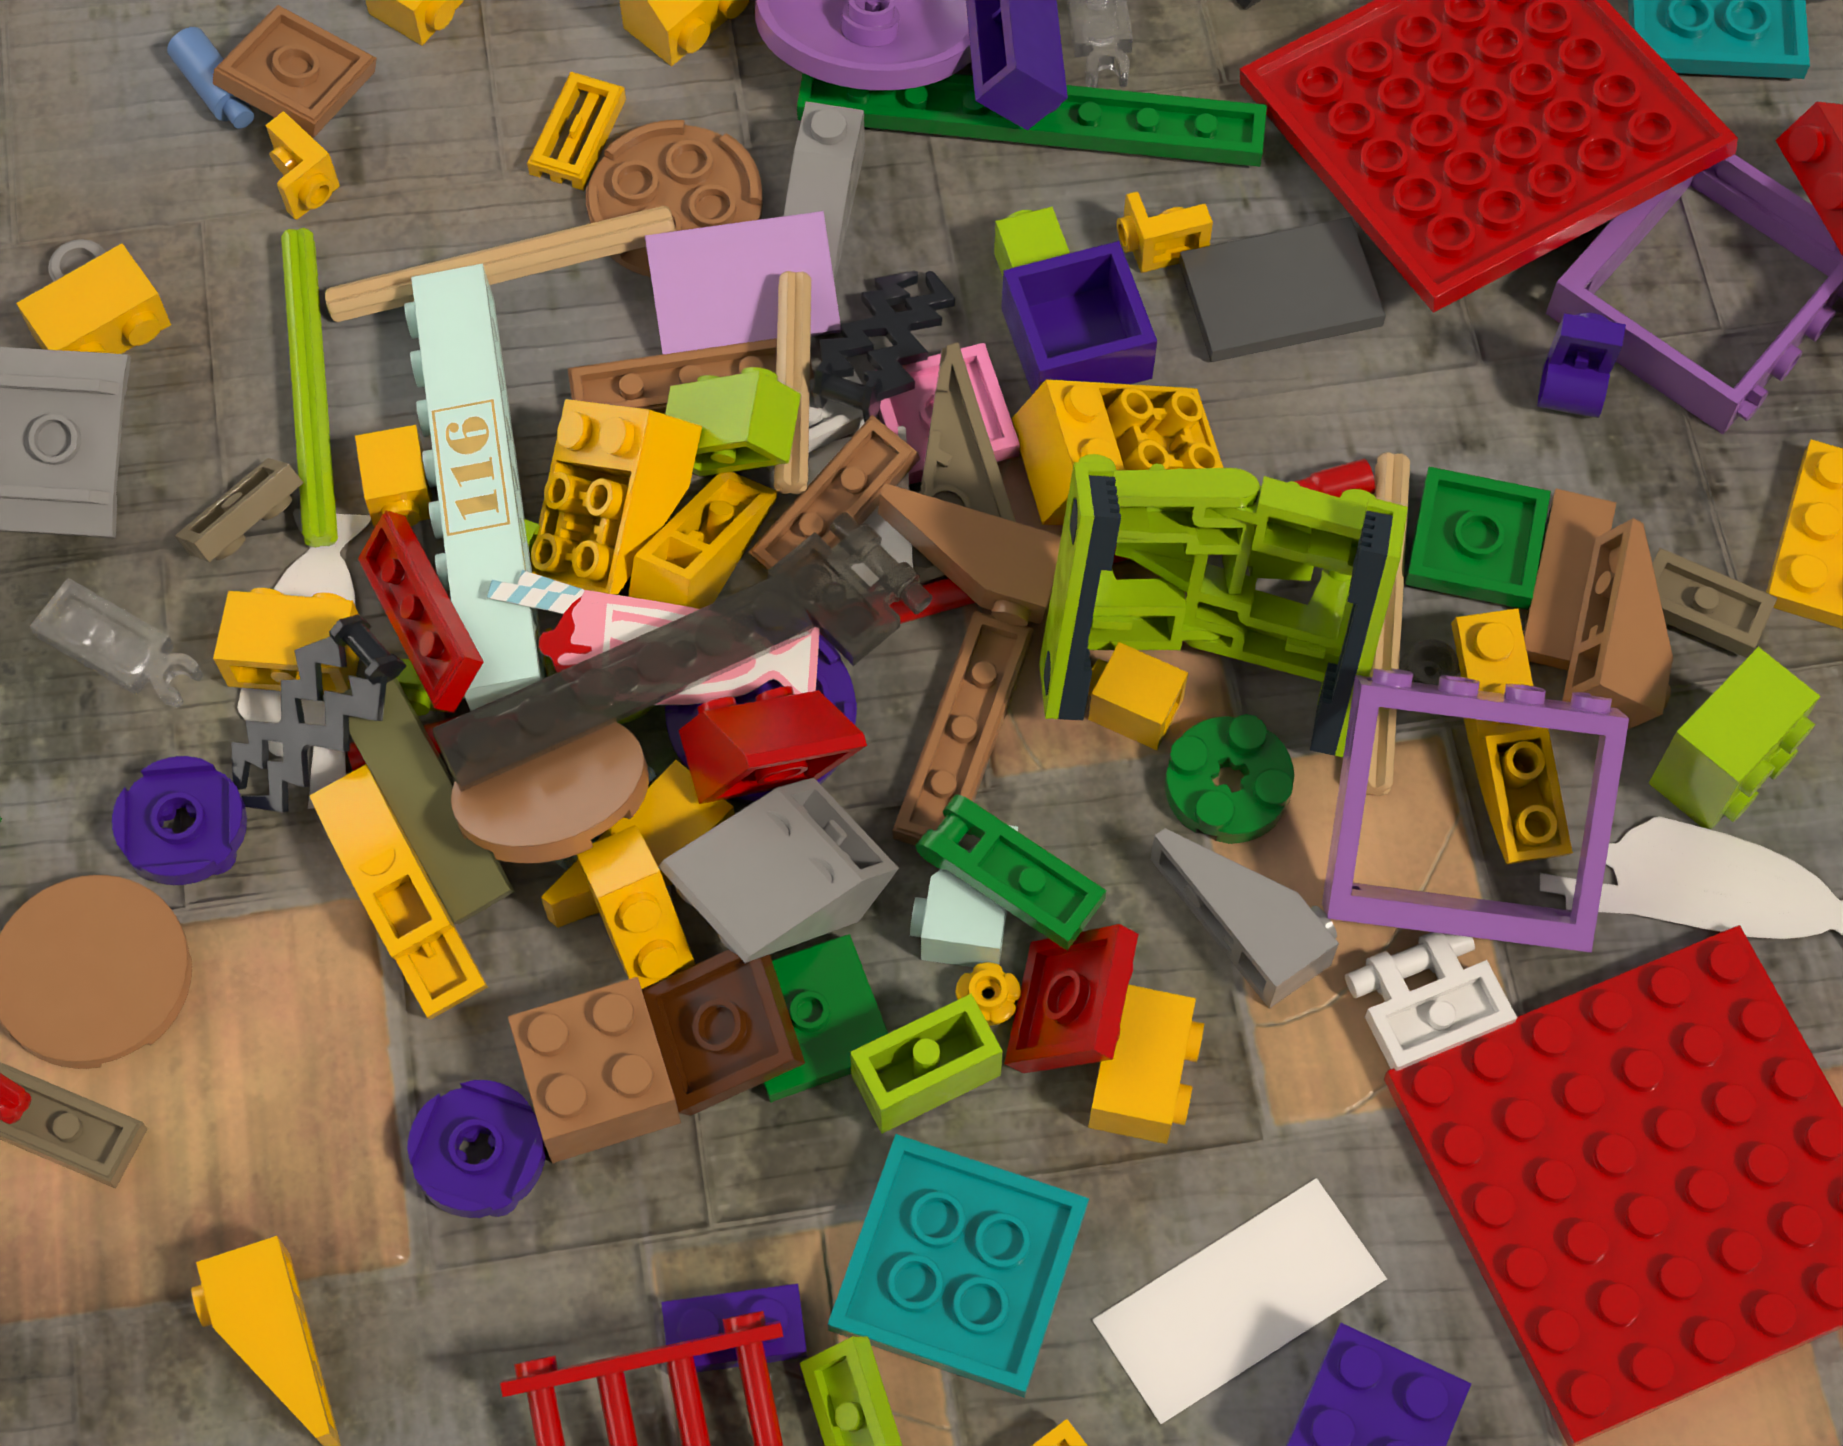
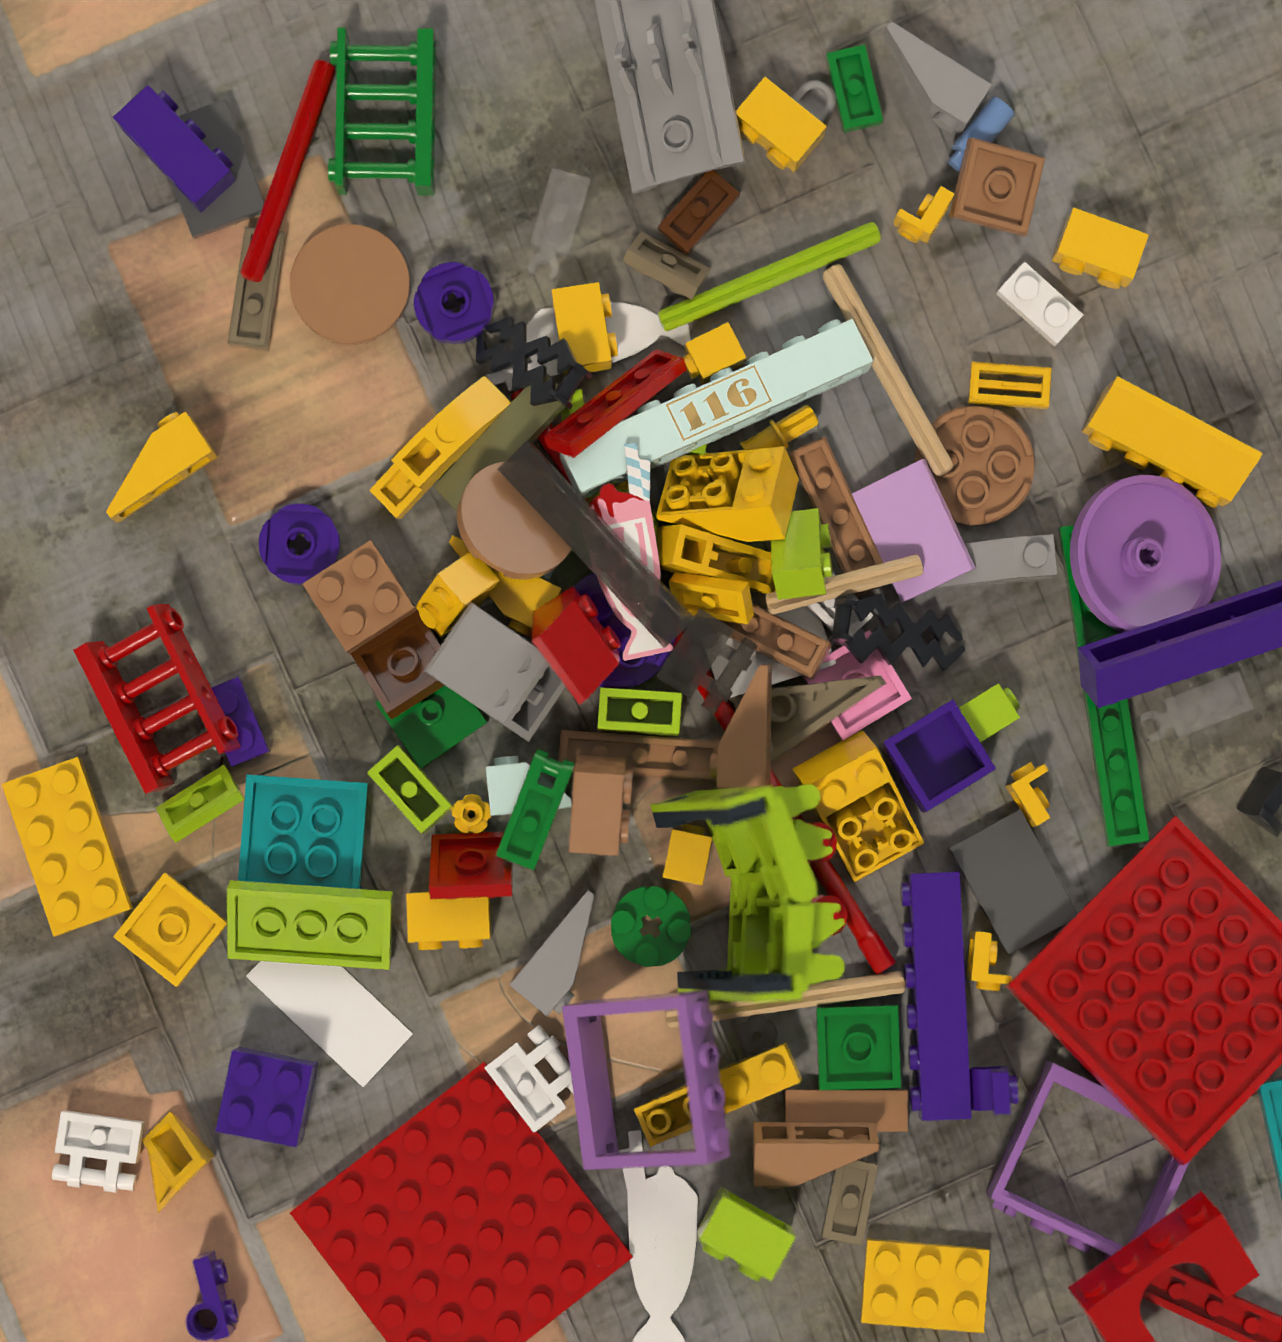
camera: 75 degrees right, 20 degrees up
(83, 210) = (854, 88): none -> green plate
(115, 107) = (942, 85): none -> light grey slope
(177, 450) = (698, 211): none -> reddish brown plate
(477, 68) = (1039, 304): none -> white plate
(539, 415) = (784, 430): none -> yellow axle
(759, 540) = (717, 596): none -> yellow plate
(900, 698) = (639, 711): none -> lime brick
(1032, 776) = (597, 801): none -> medium nougat piece
(1103, 1282) = (309, 924): none -> lime plate
(1386, 350) = (981, 954): none -> yellow bracket
(1426, 413) = (938, 996): none -> dark purple brick

